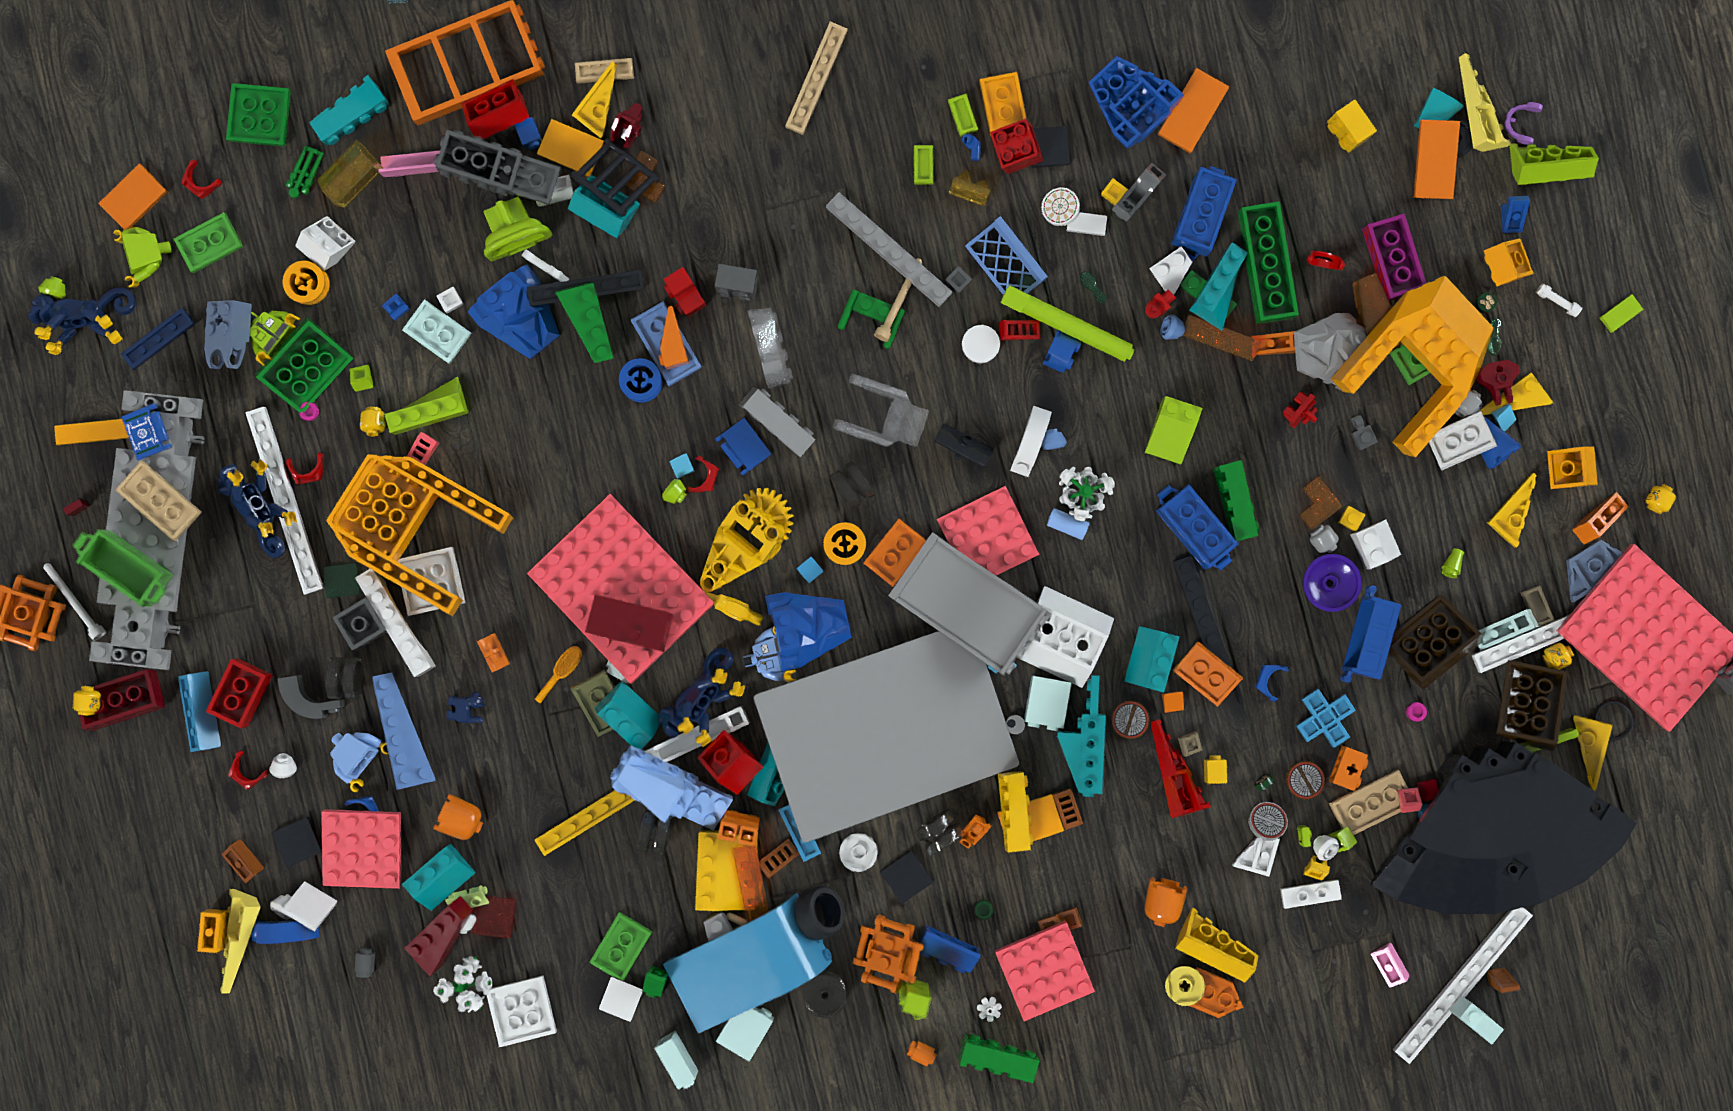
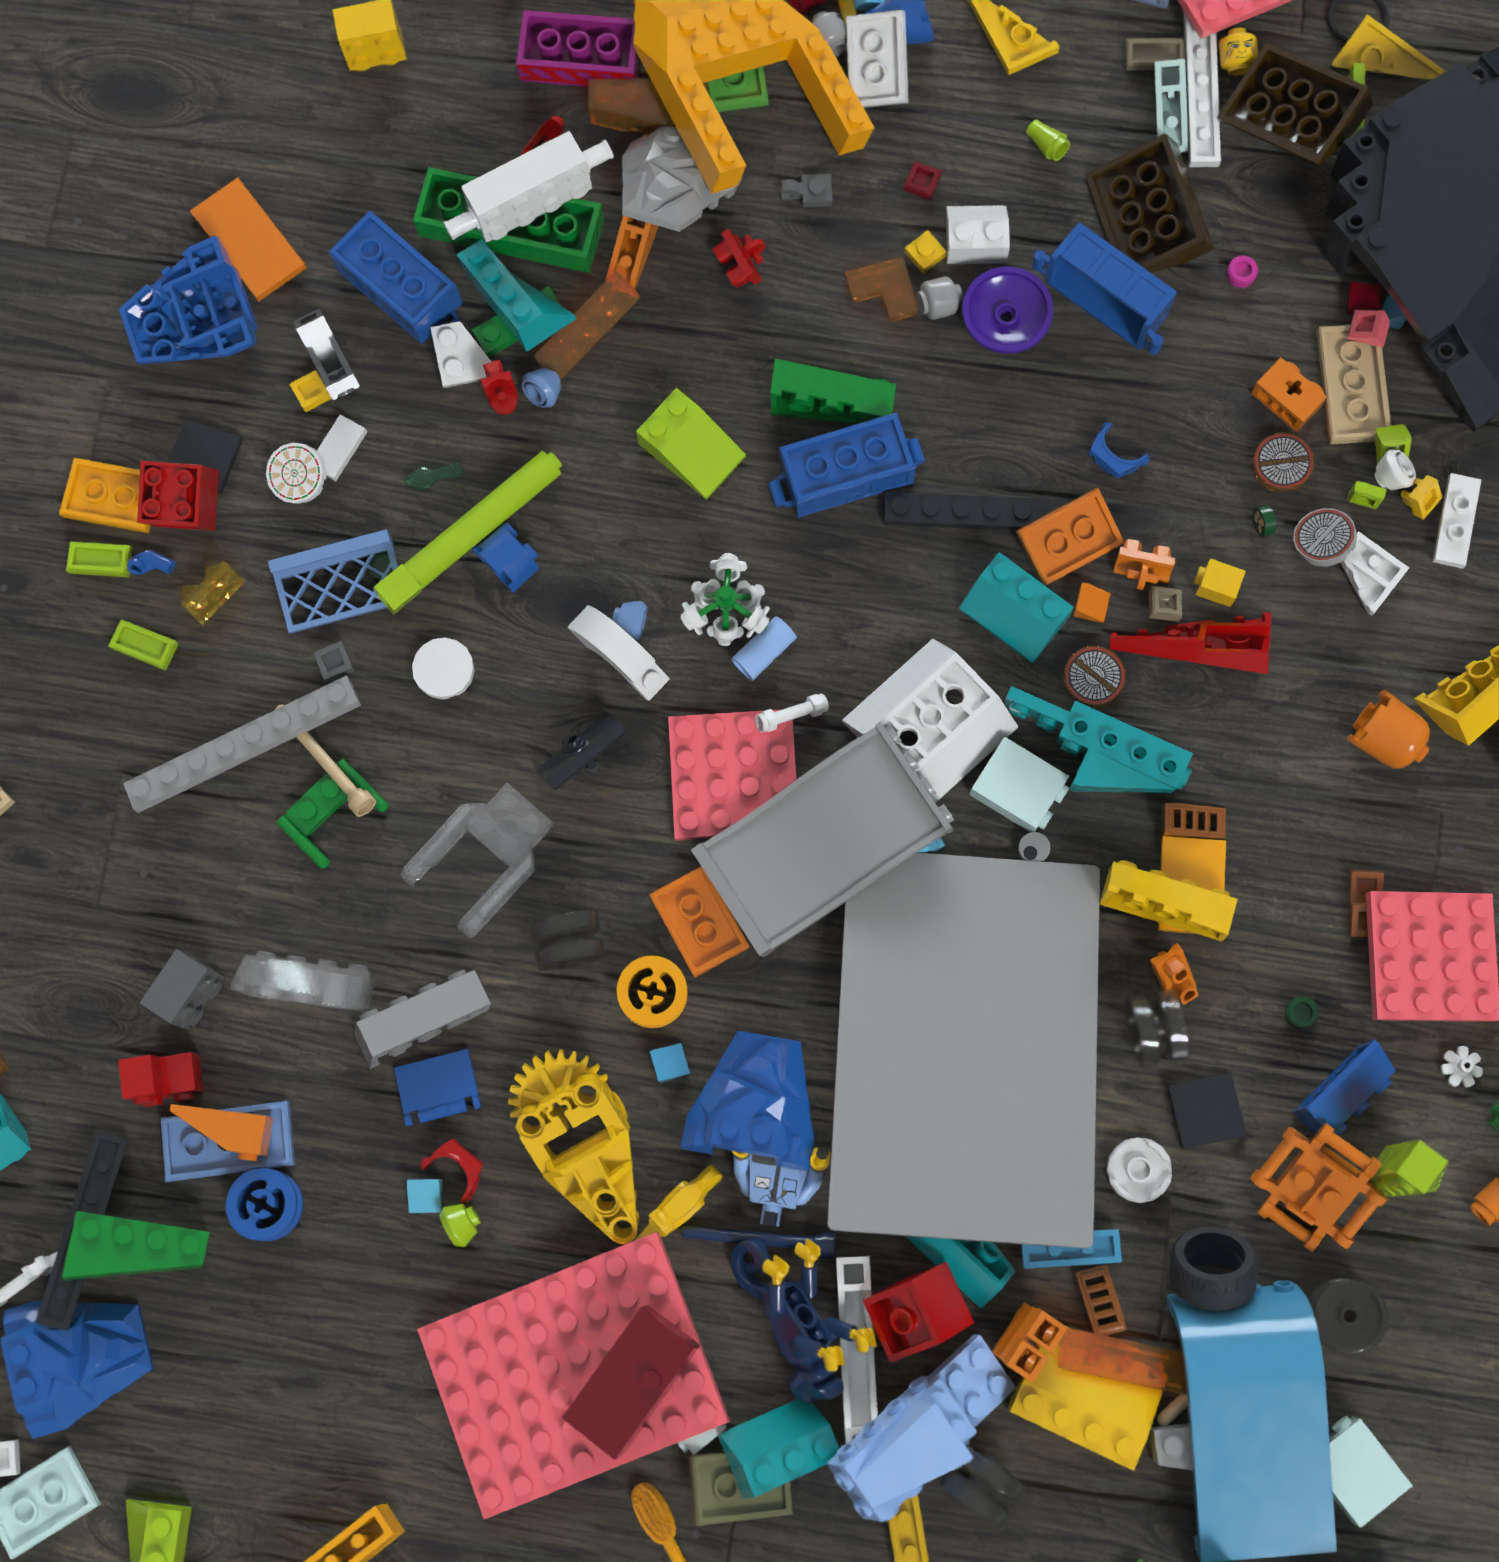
camera: 60 degrees left, 10 degrees down
(747, 695) = (825, 1241): none -> dark blue piece
(1003, 330) = (438, 621): red slope -> none
(1045, 566) = (814, 705): none -> white bar
(1206, 723) = (1144, 566): none -> orange hips
(1287, 269) = (527, 187): none -> white brick
(1325, 718) = (1202, 398): dark azure plate -> none
(1396, 498) = (922, 180): none -> dark red tile

